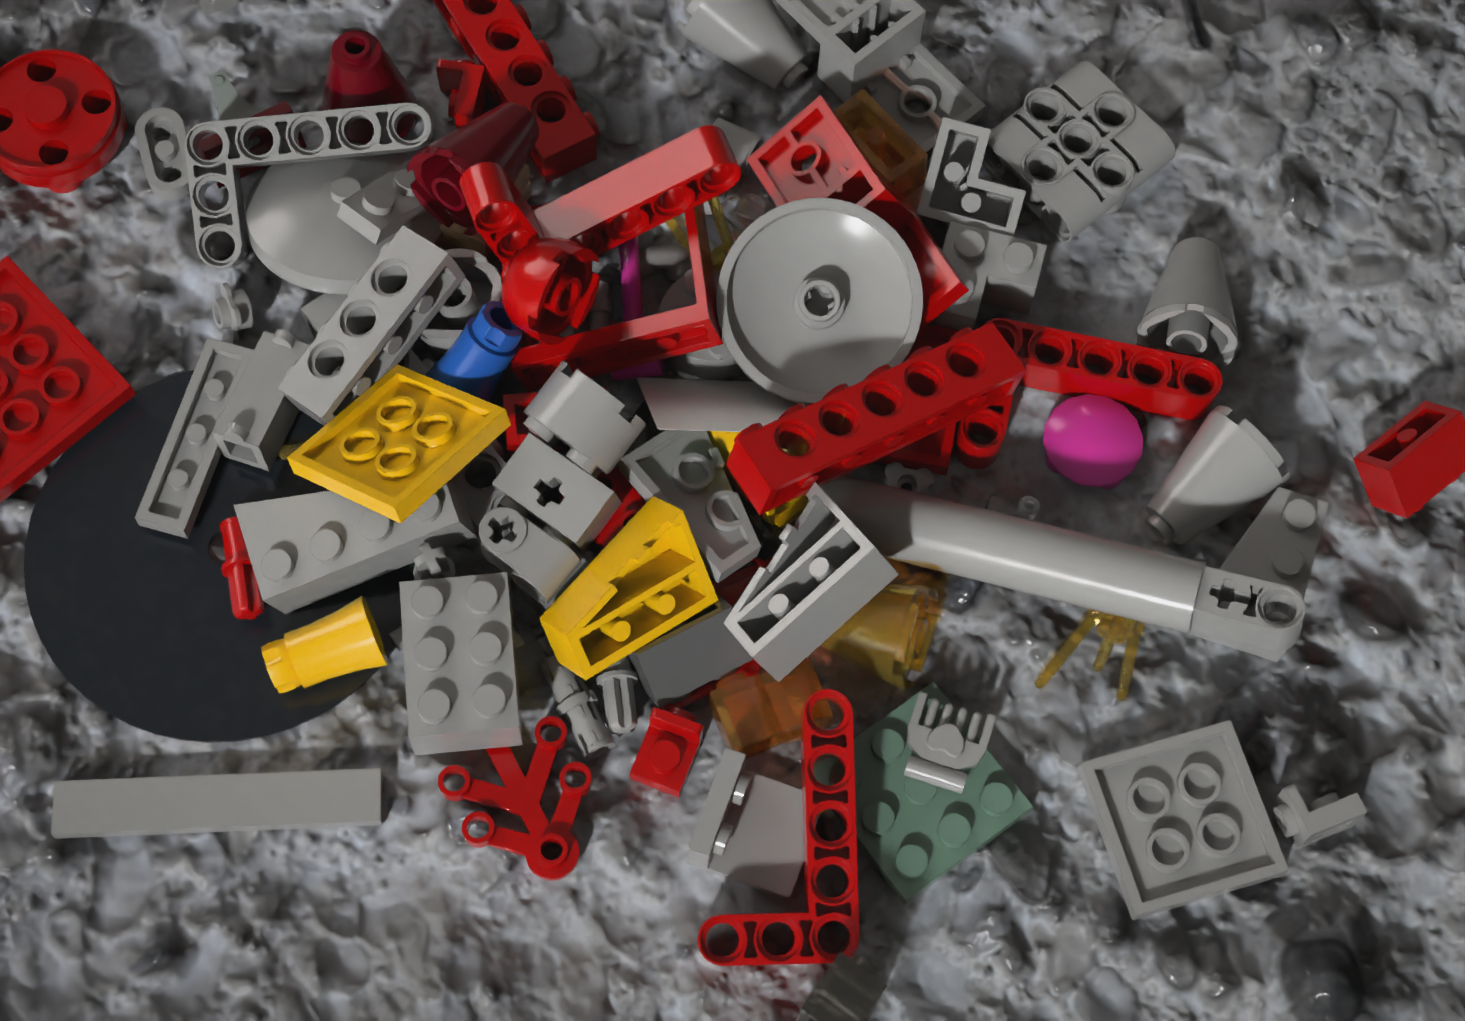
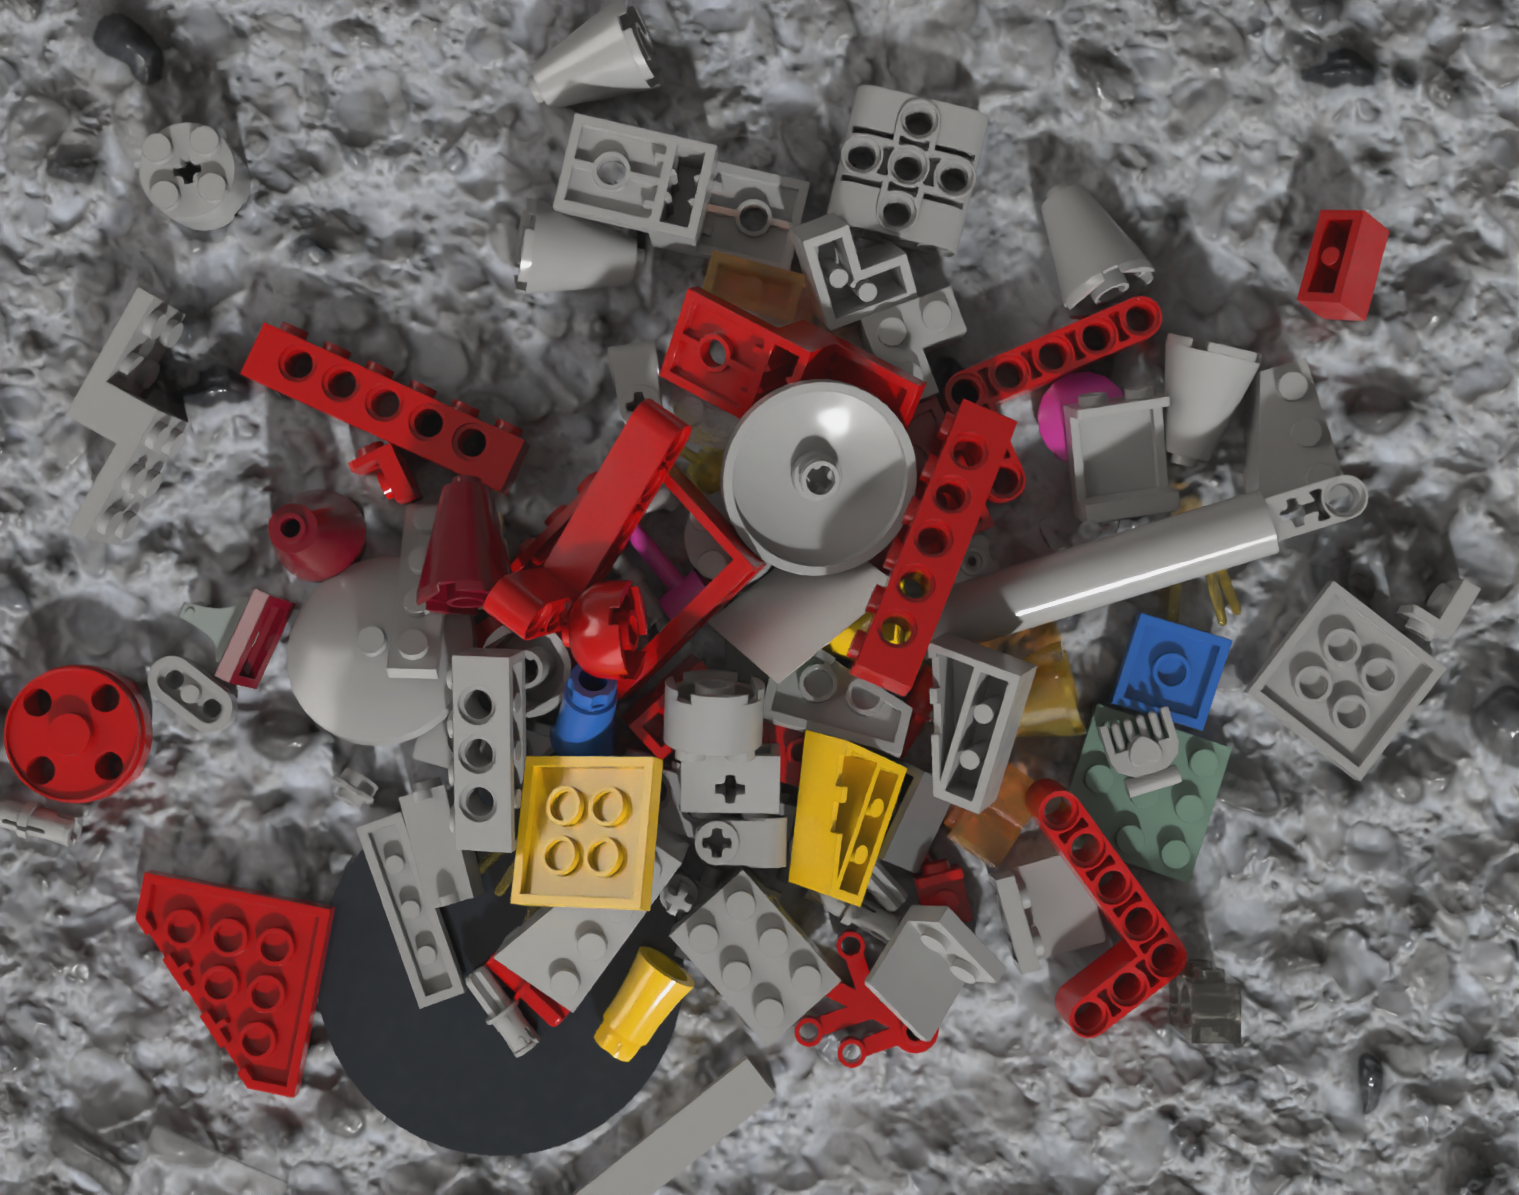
camera: 35 degrees left, 20 degrees up
(201, 574) = (502, 1011): none -> light grey axle
(285, 150) = (298, 641): light grey beam -> none
(607, 792) = (928, 966): none -> light grey bracket
(1028, 693) = (1170, 668): none -> blue plate
(1104, 473) = (1118, 455): none -> light grey panel

